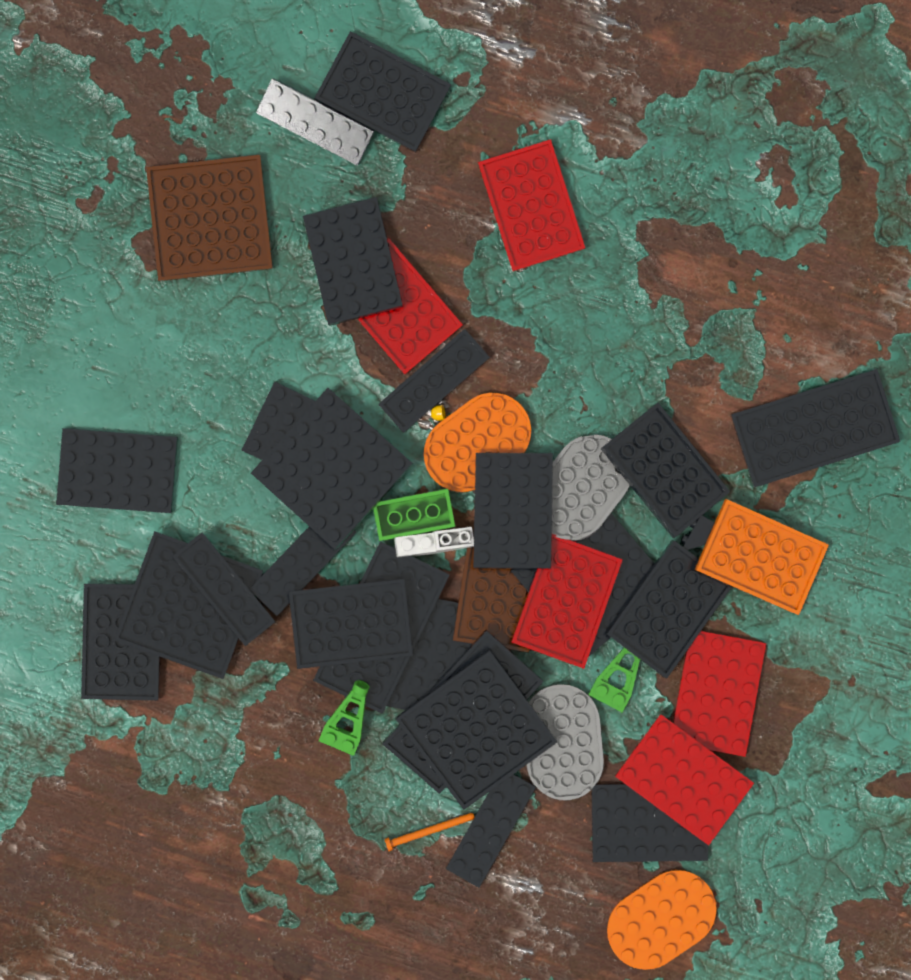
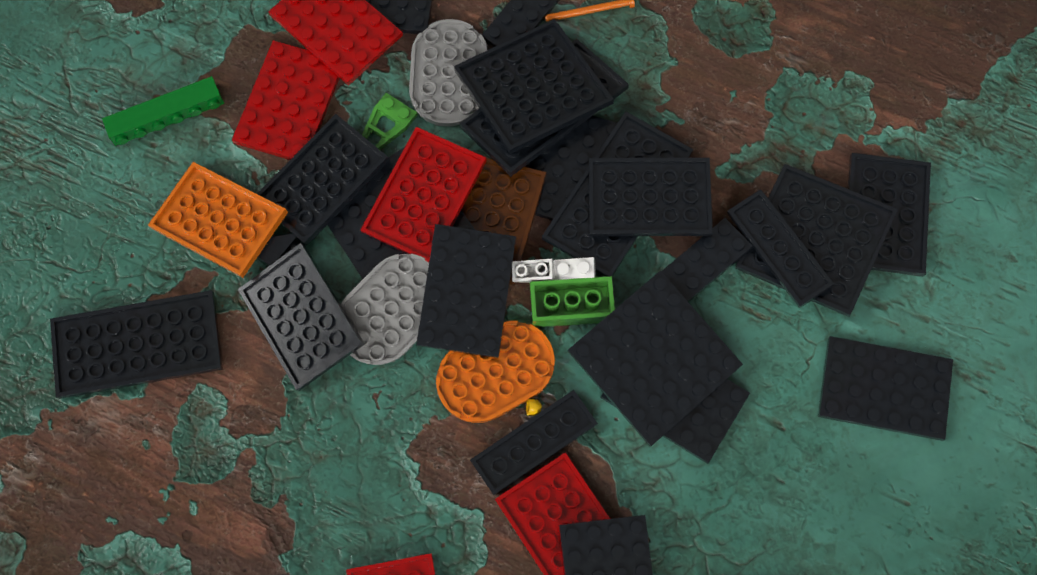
camera: 170 degrees left, 15 degrees down
(341, 738) = (668, 98): bright green plate -> none
(839, 665) = (163, 111): none -> green brick

